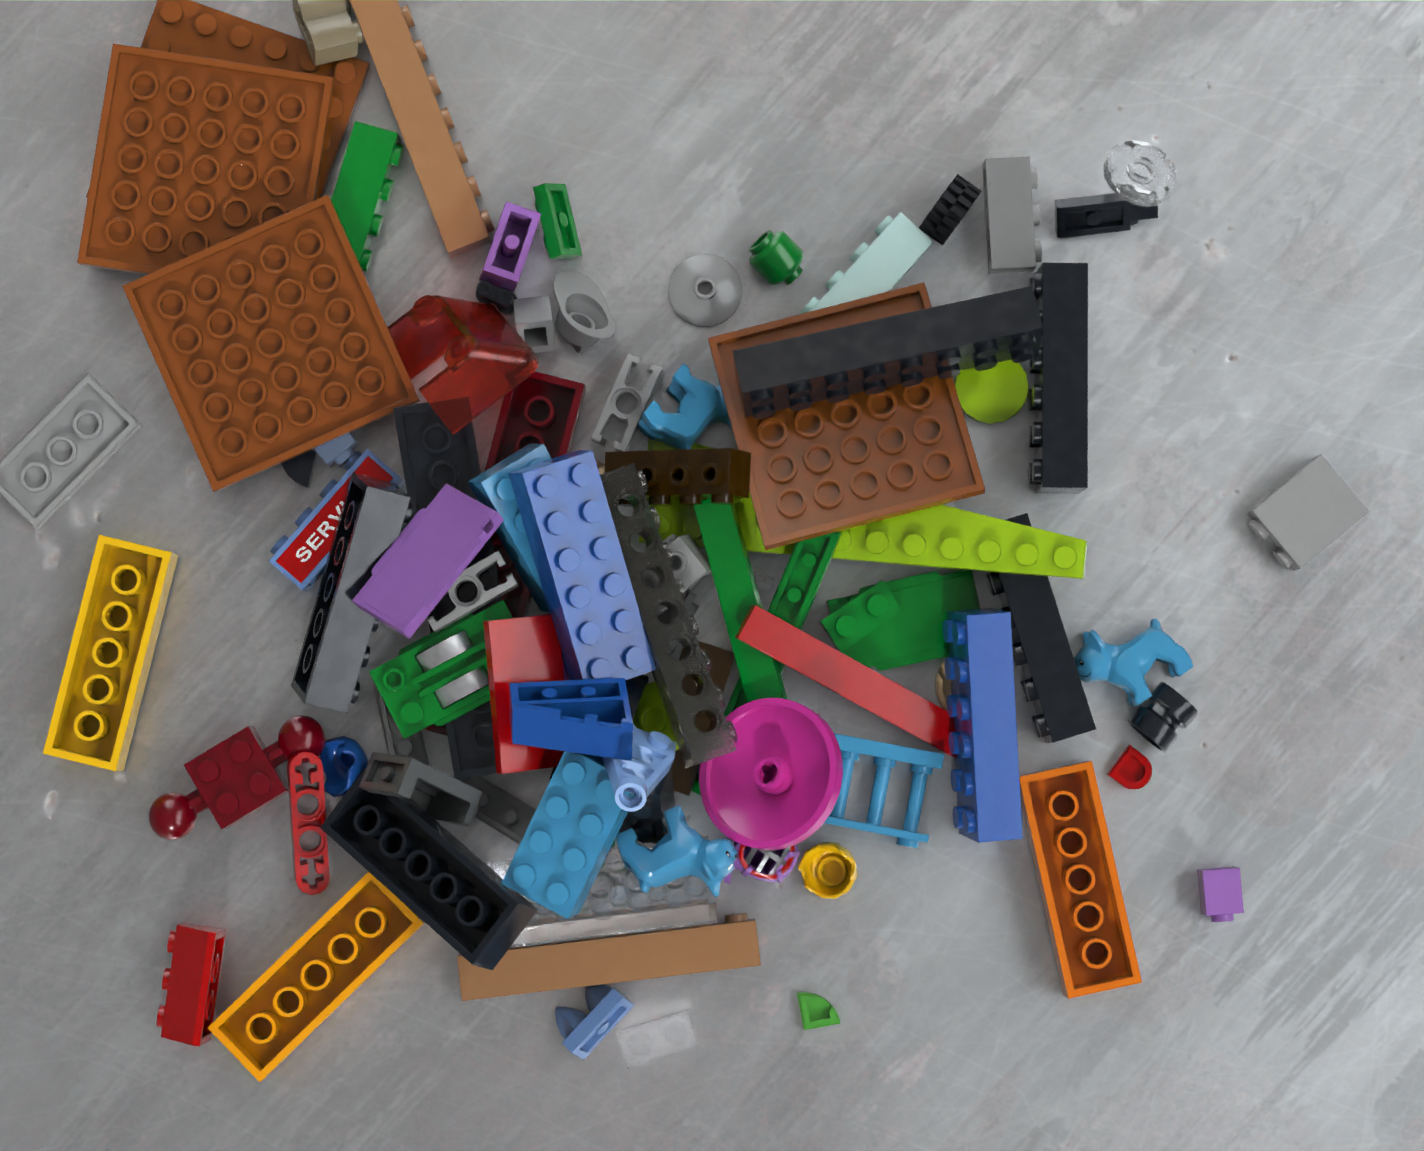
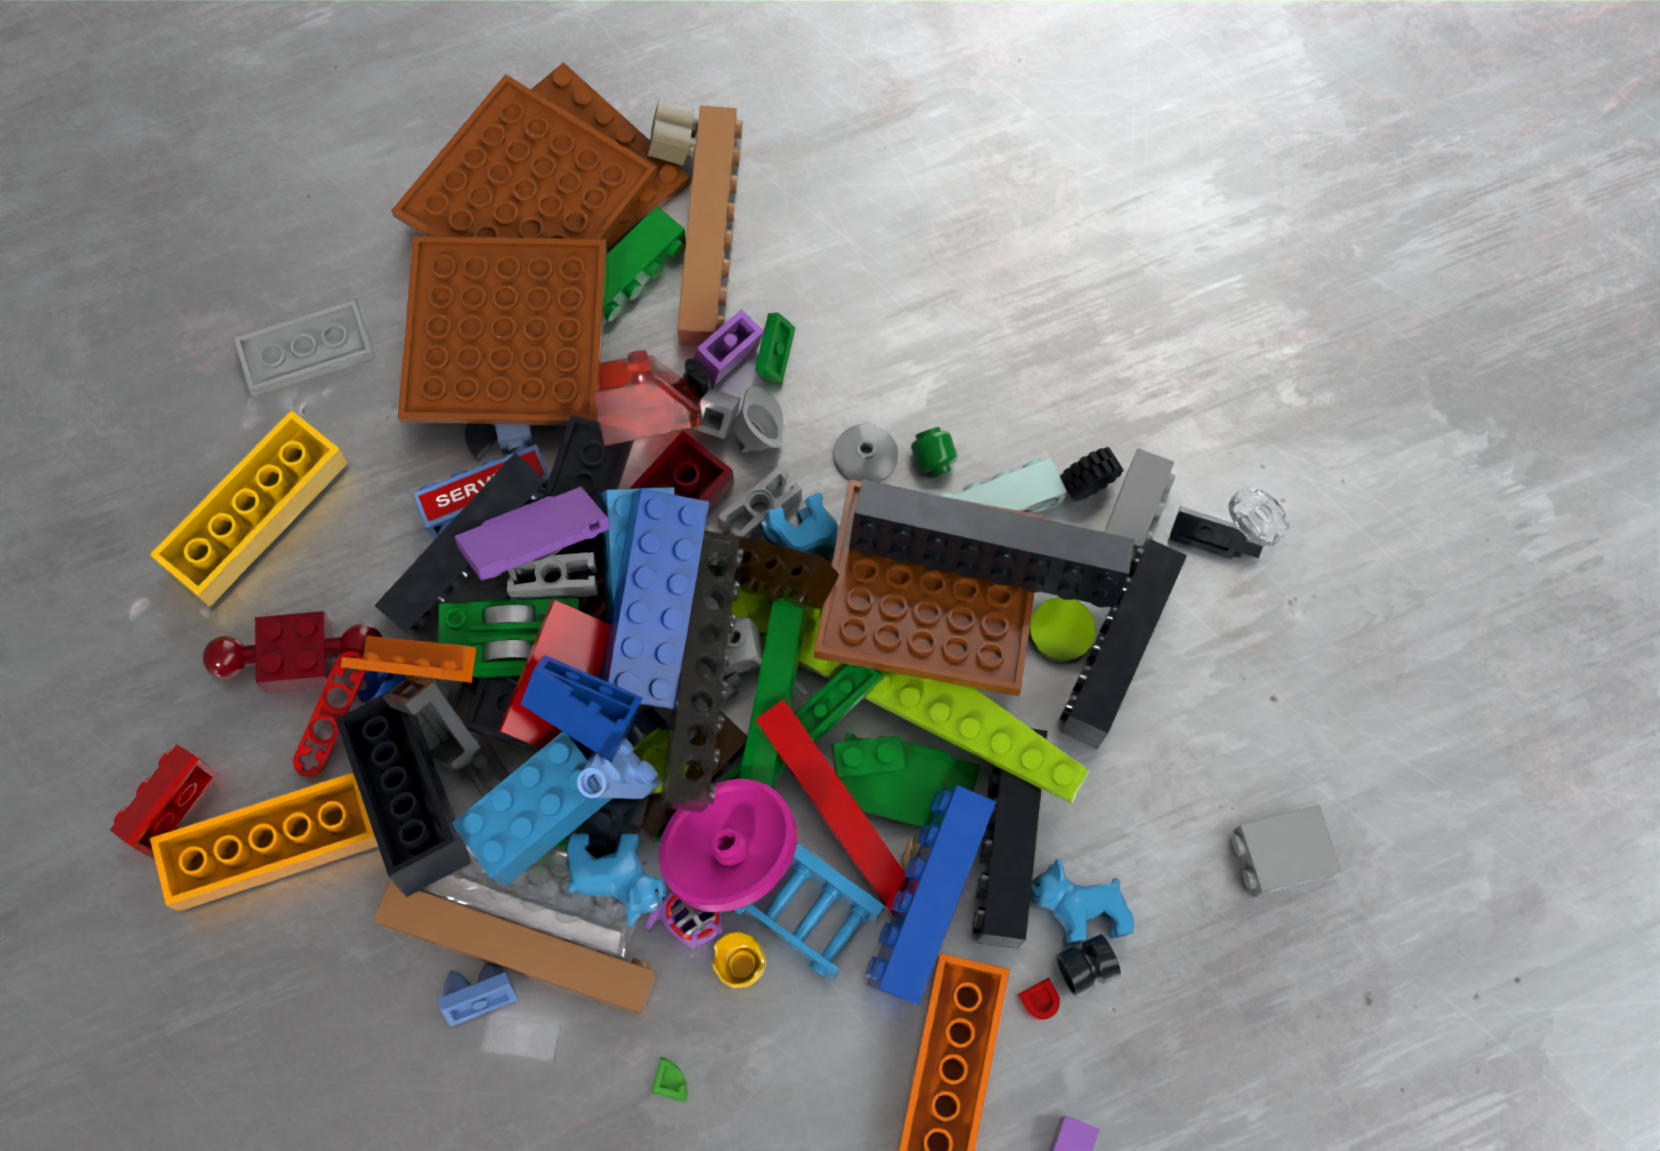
camera: 25 degrees right, 15 degrees down
(374, 740) = (415, 659): none -> orange fence

